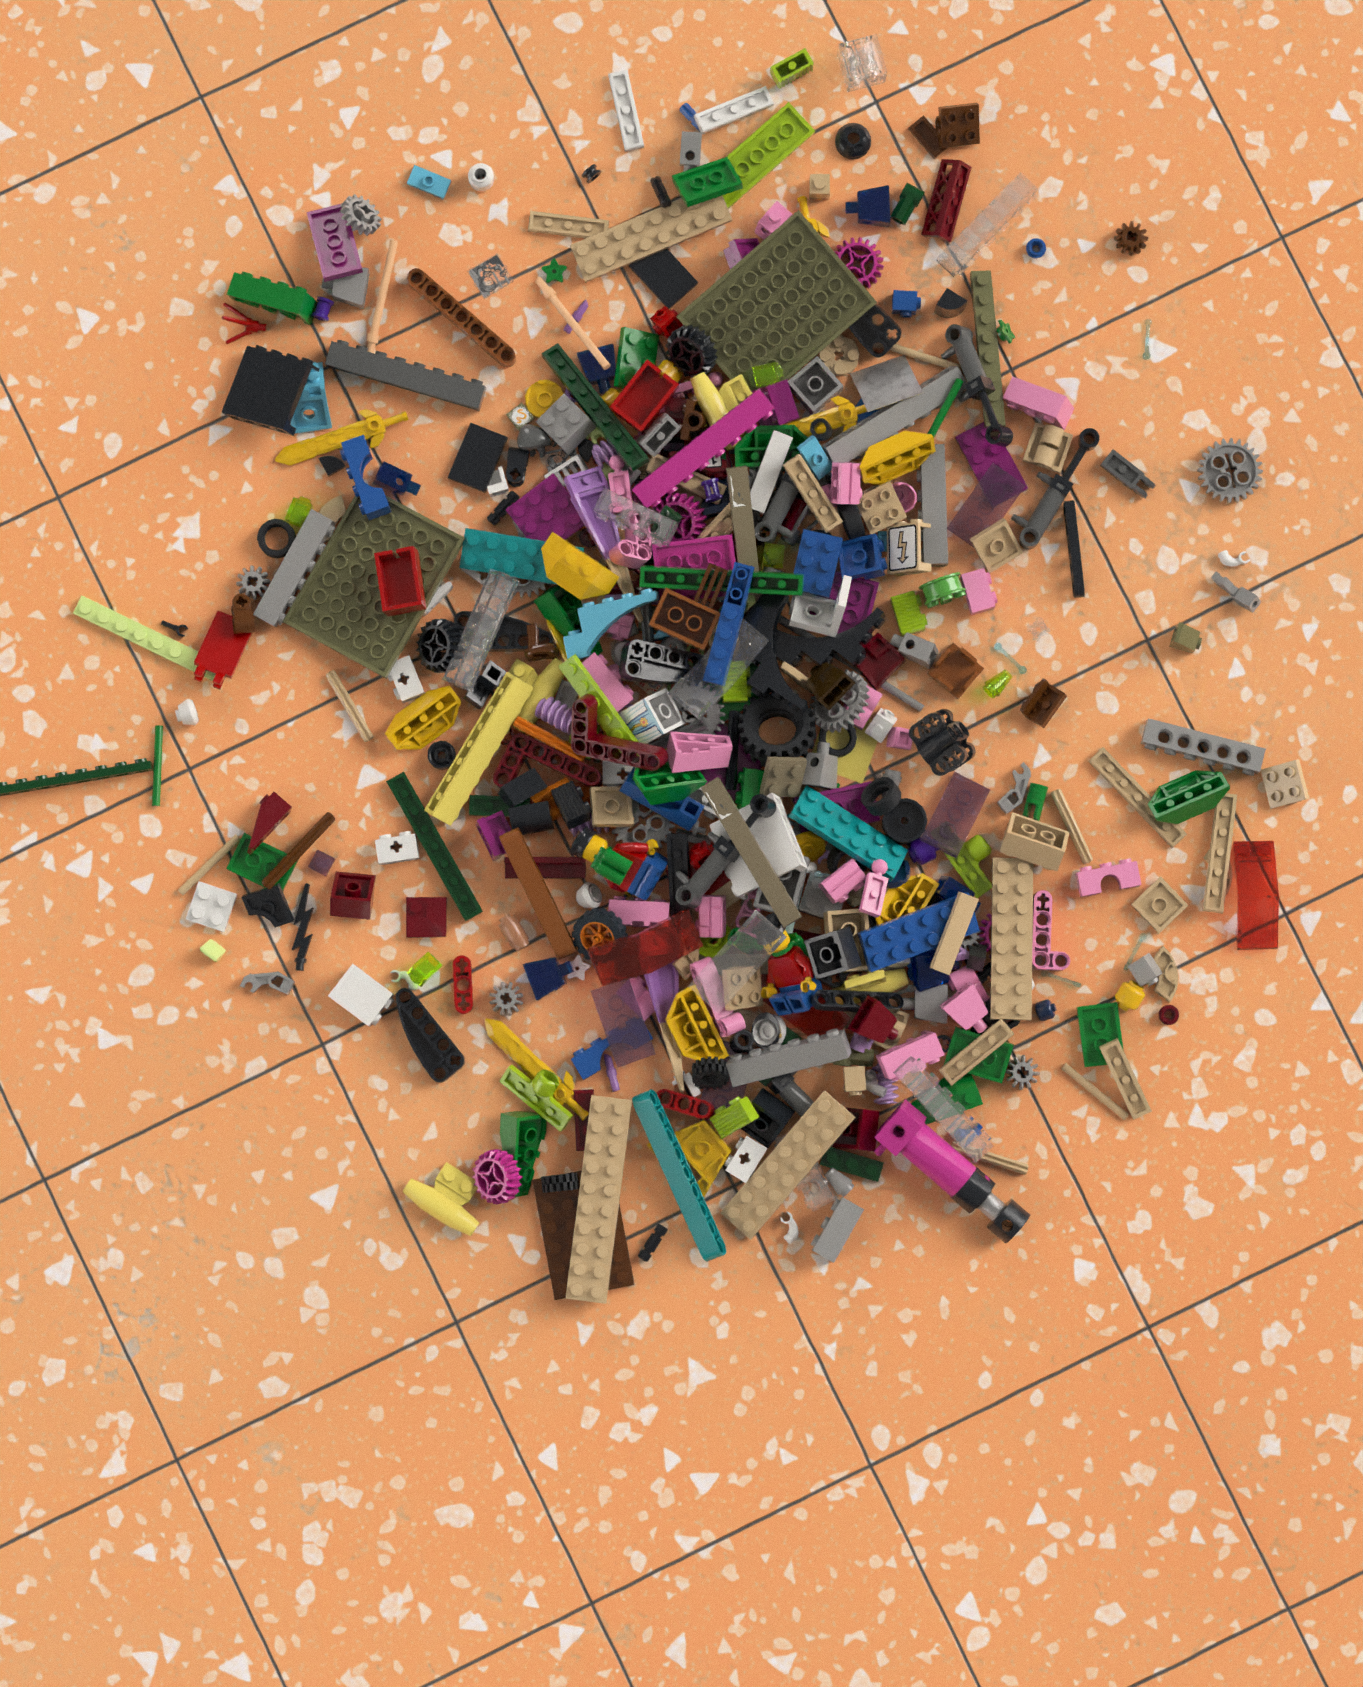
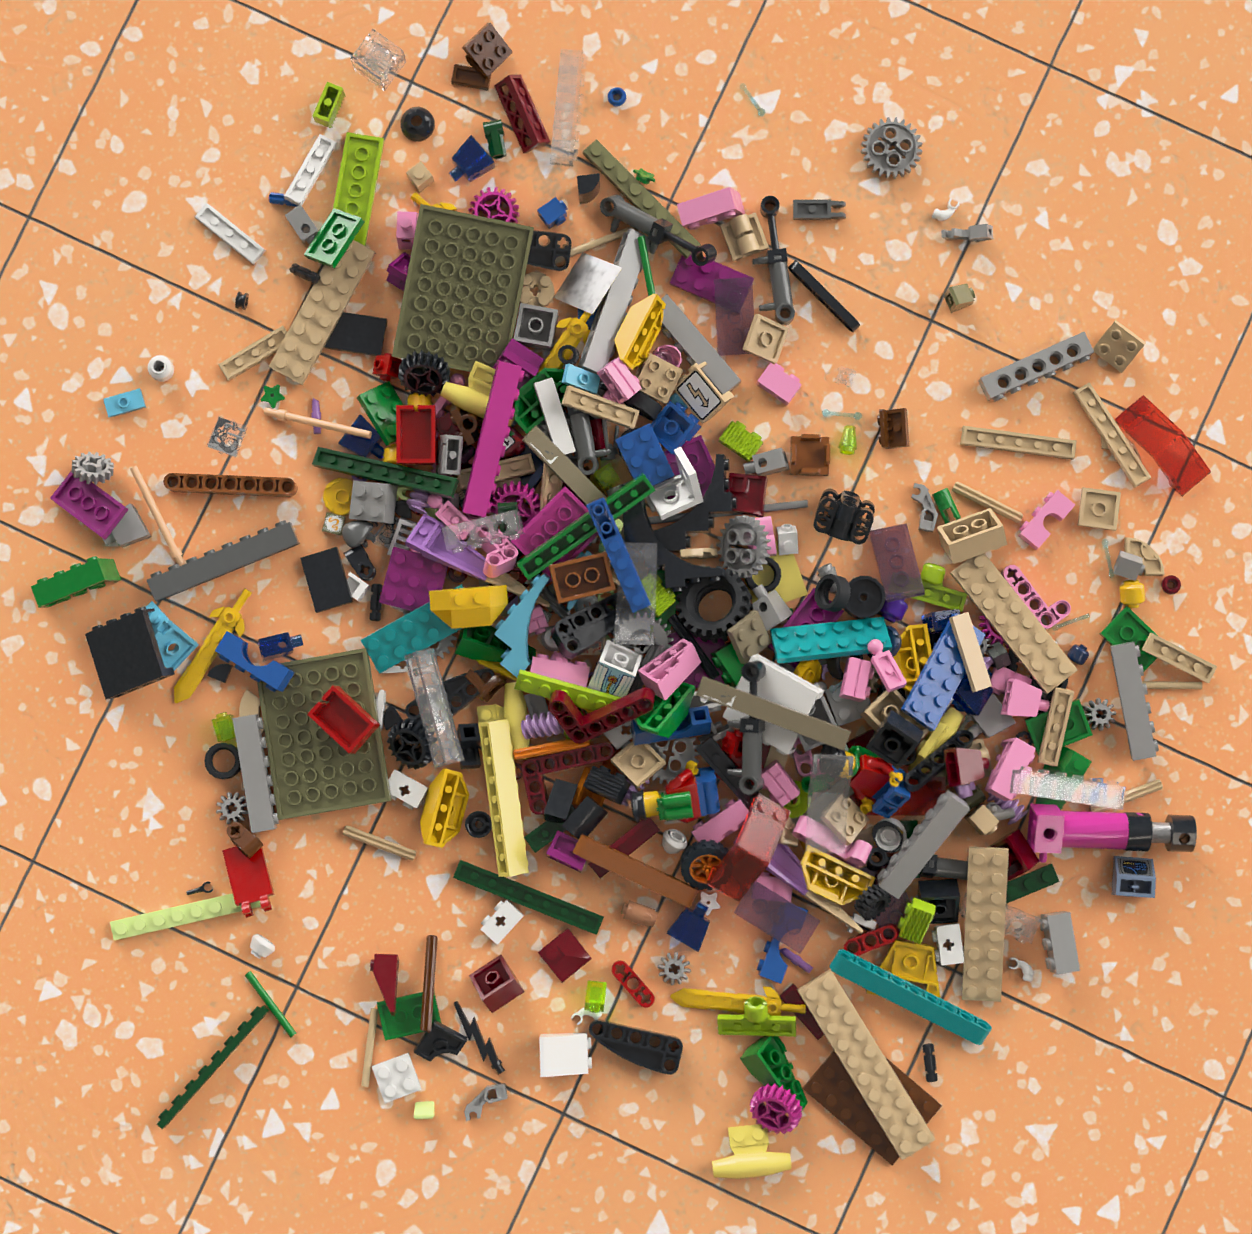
camera: 40 degrees left, 0 degrees up
(250, 324) = (76, 616): red plant -> none
(321, 863) = (453, 977): plate -> none
(322, 309) = (120, 560): dark purple bush -> none
(440, 611) = (391, 717): none -> black tile
(559, 1182) = (827, 1075): black tyre -> none
(704, 601) = (586, 552): reddish brown tile -> none
(709, 496) = (519, 459): dark purple bush -> none
(767, 373) = (494, 345): clear neon green brick -> none
(829, 684) = (726, 540): dark brown torso -> none
(839, 1182) = (1032, 905): light grey cone -> none
(899, 738) = (809, 538): bright pink slope -> none
(941, 1226) = (1133, 877): none -> sand blue slope
(942, 590) = (753, 403): bright green wheel -> none
(1058, 1082) = (1133, 701): none -> light grey brick
(1132, 232) = (684, 40): reddish brown gear -> none
(1188, 796) = (1055, 411): green wedge -> none

